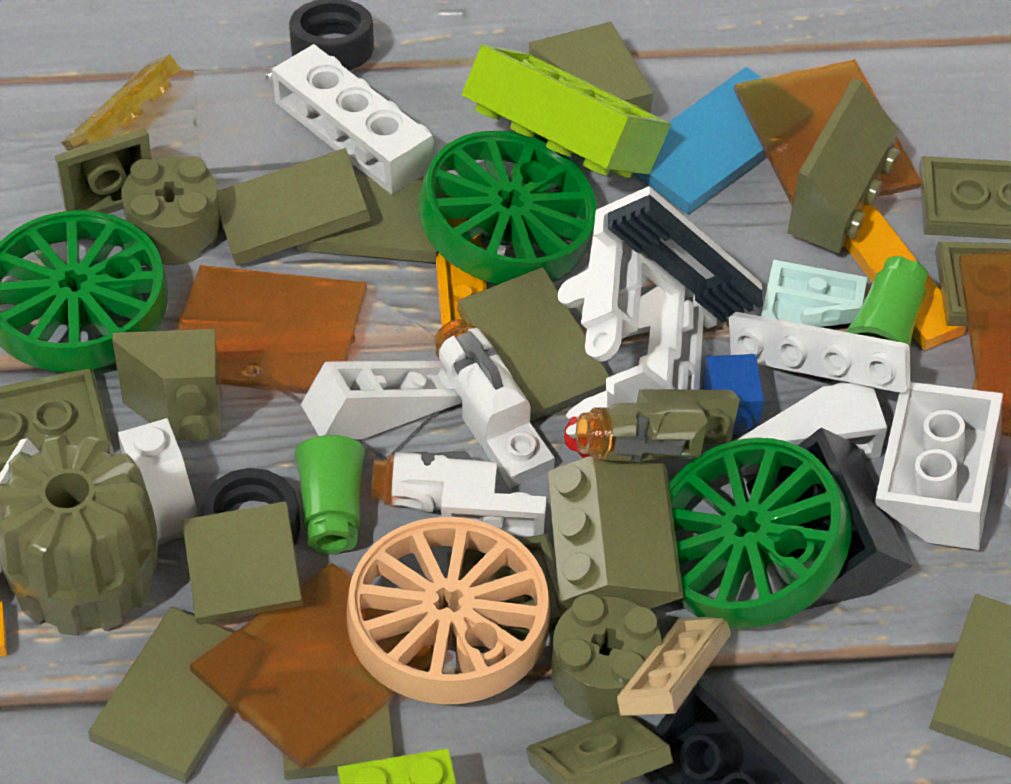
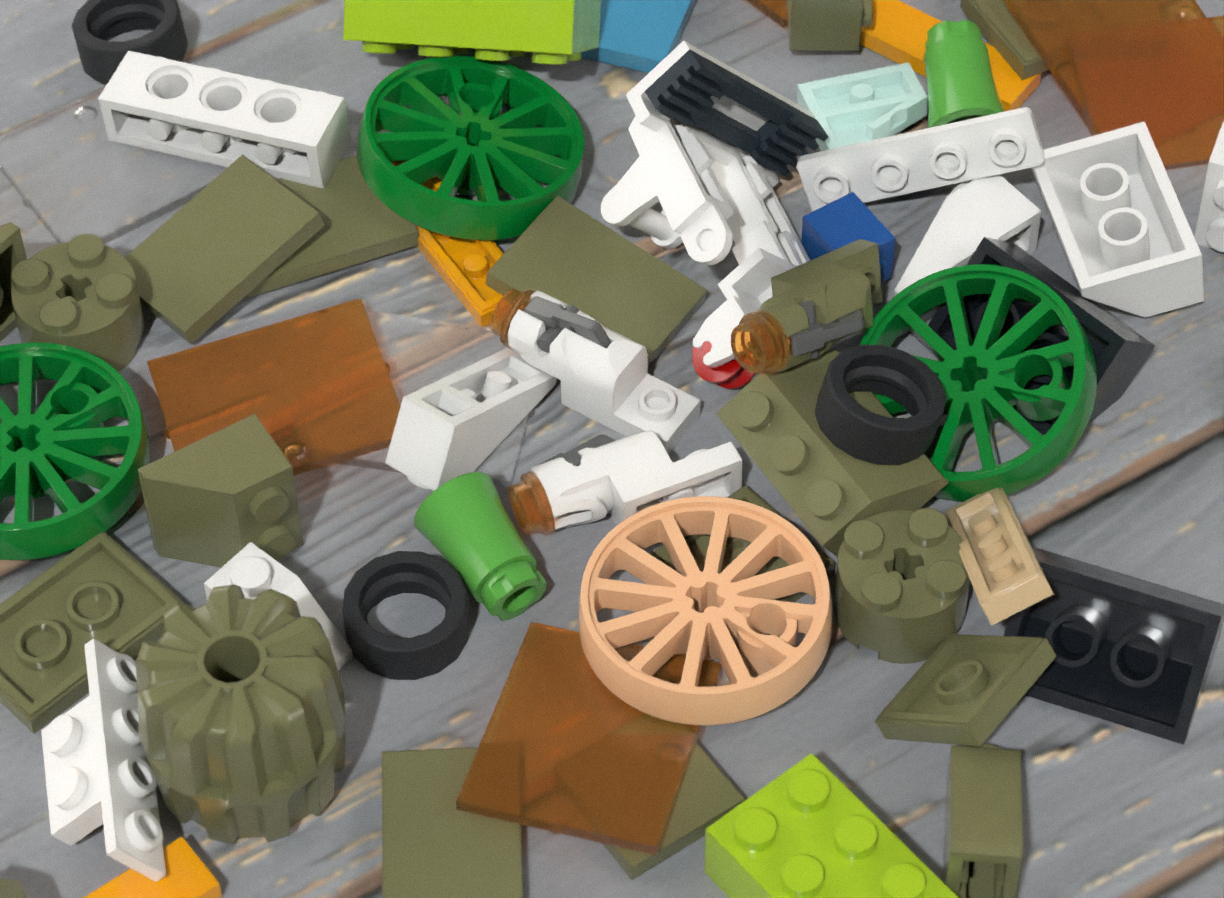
camera: 25 degrees left, 0 degrees up
(242, 563) = (442, 663): olive tile -> none
(678, 493) = (871, 435): none -> black tyre

